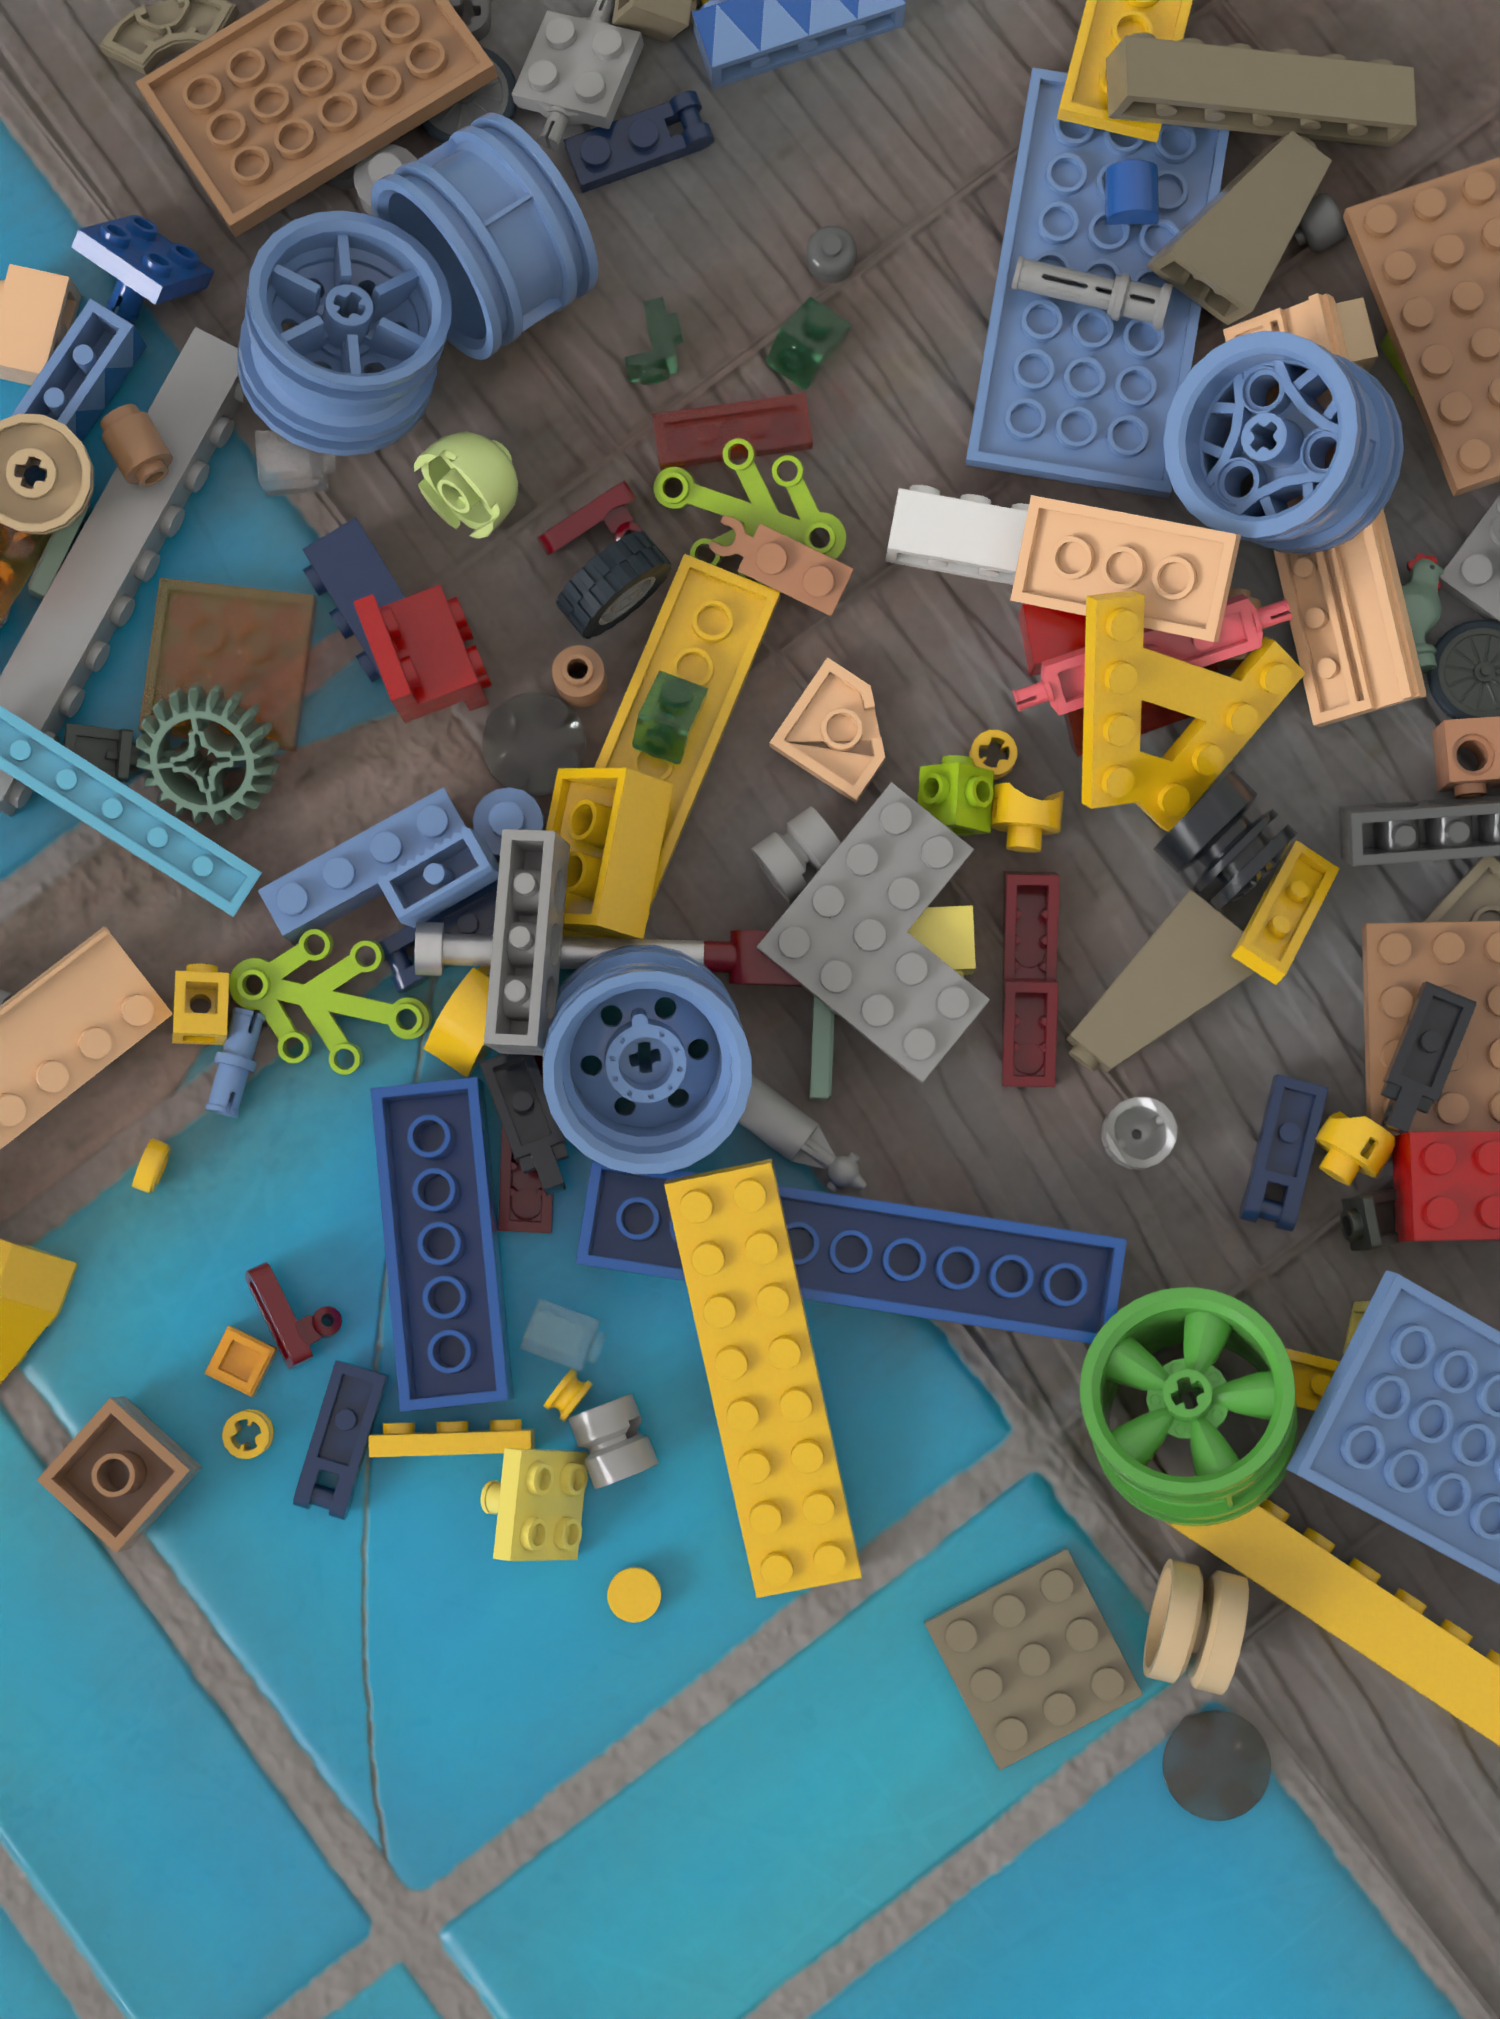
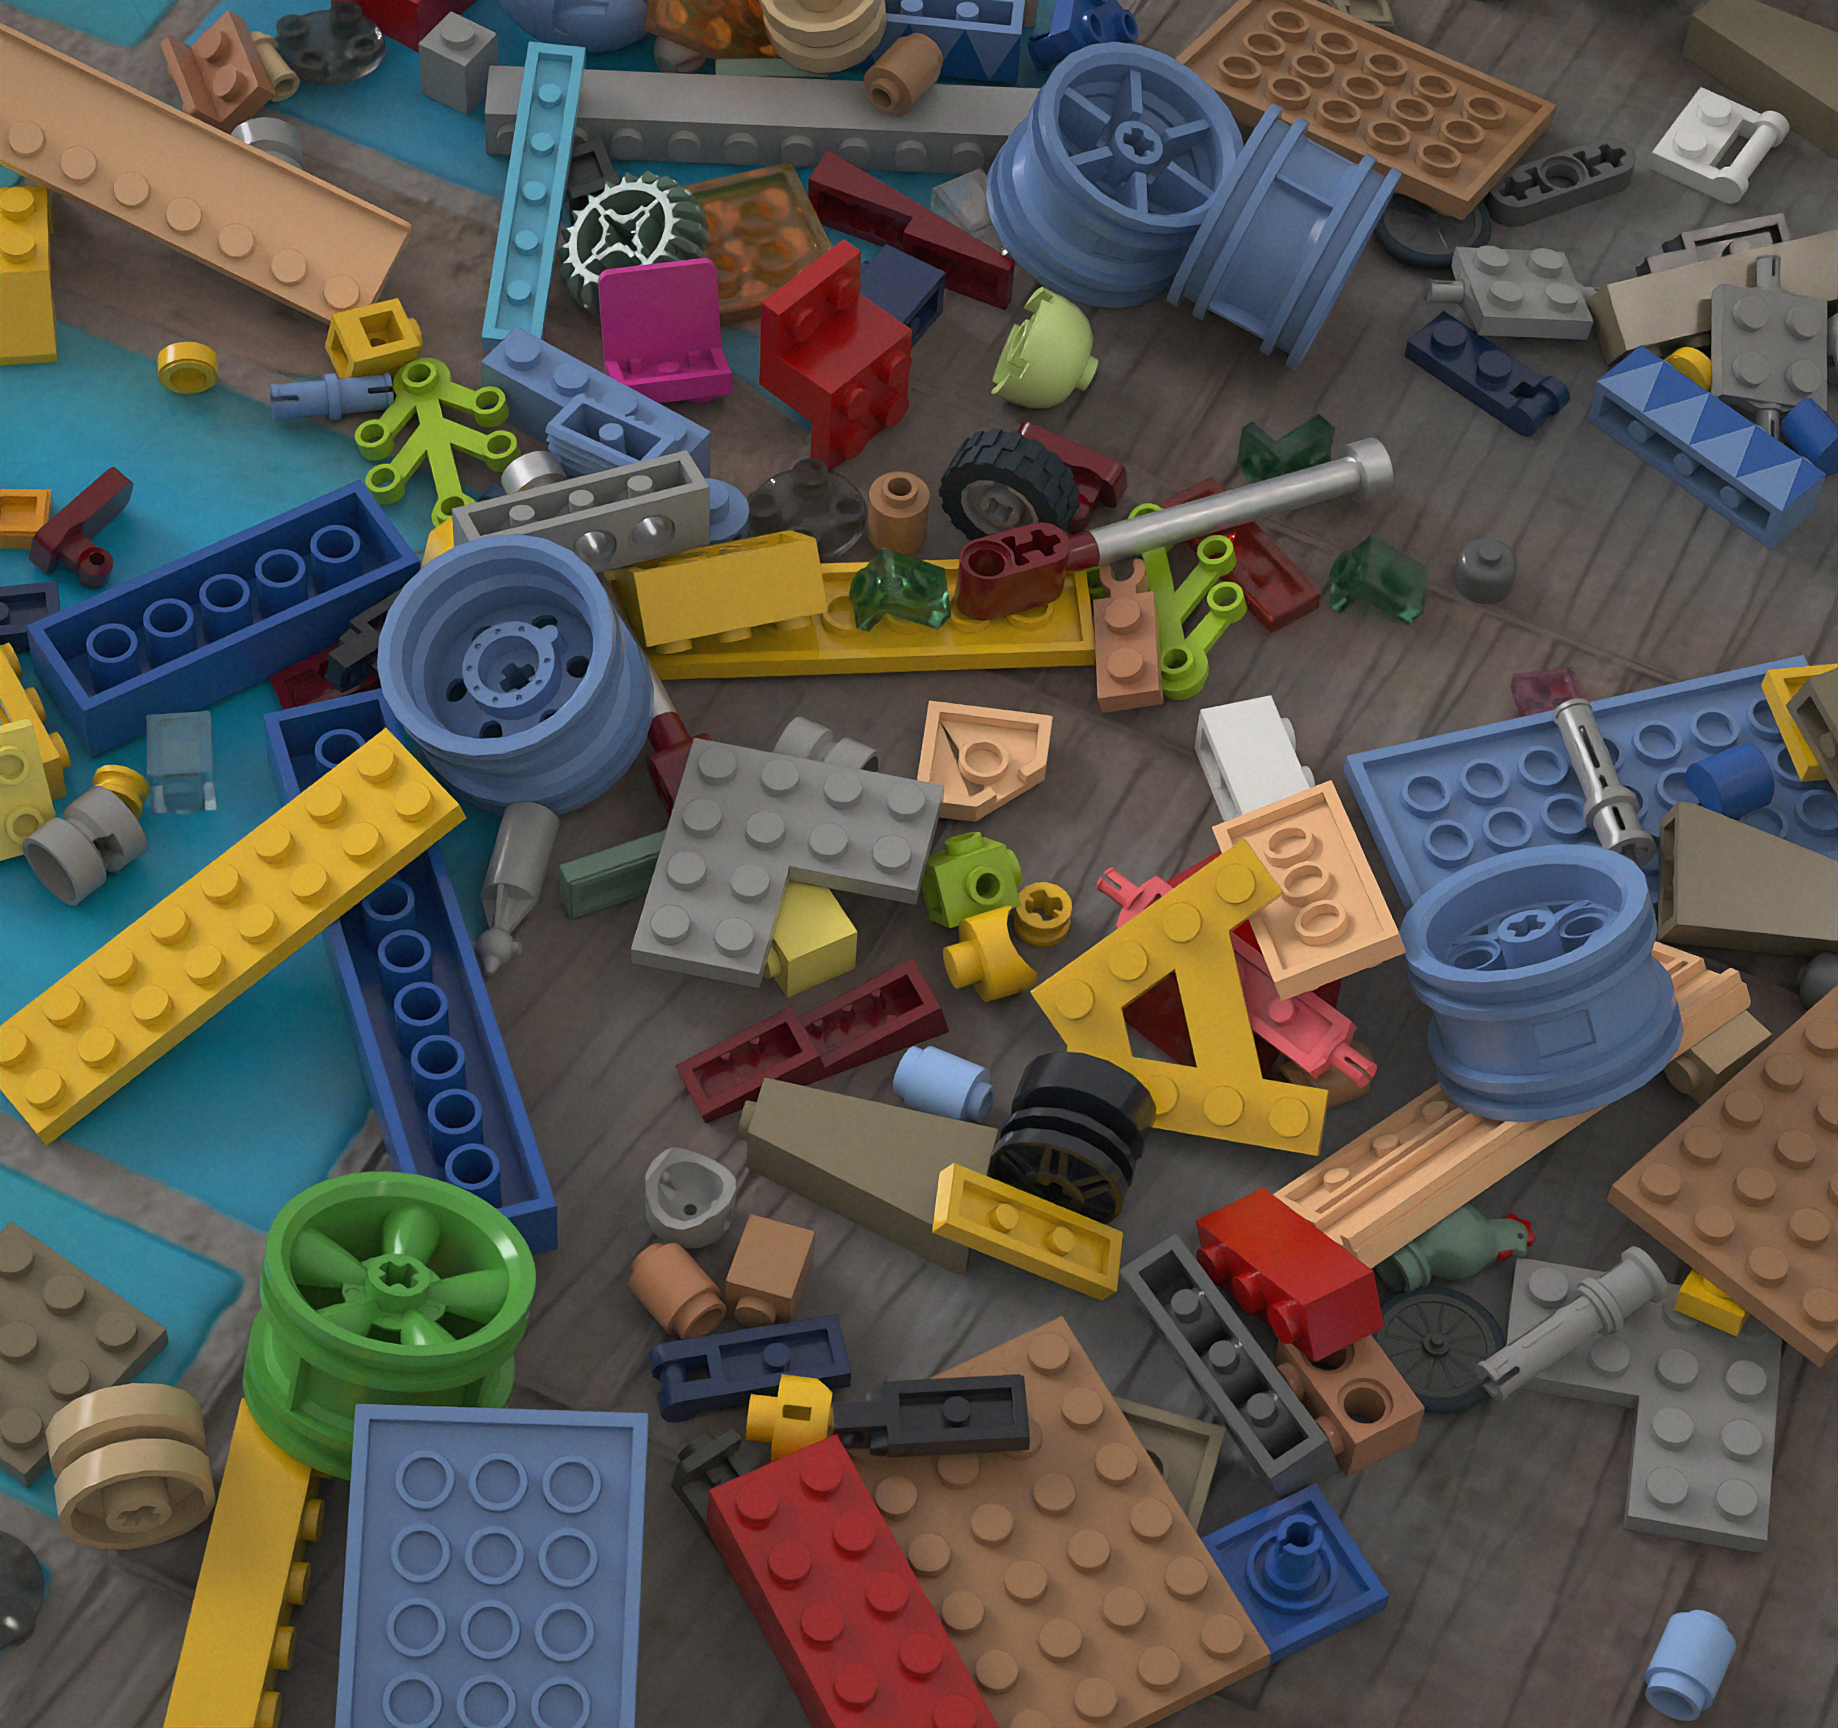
camera: 55 degrees right, 30 degrees down
(307, 510) = (875, 212): none -> dark red slope
(318, 775) = (664, 330): none -> dark pink bracket
(708, 299) = (1030, 562): none -> piece
(970, 276) = (1544, 690): none -> clear pink tile
(1117, 903) = (944, 1085): none -> light blue brick
(1204, 1176) = (676, 1291): none -> nougat brick
(1221, 1106) = (769, 1272): none -> medium nougat brick
(1409, 751) = (1289, 1274): none -> red brick

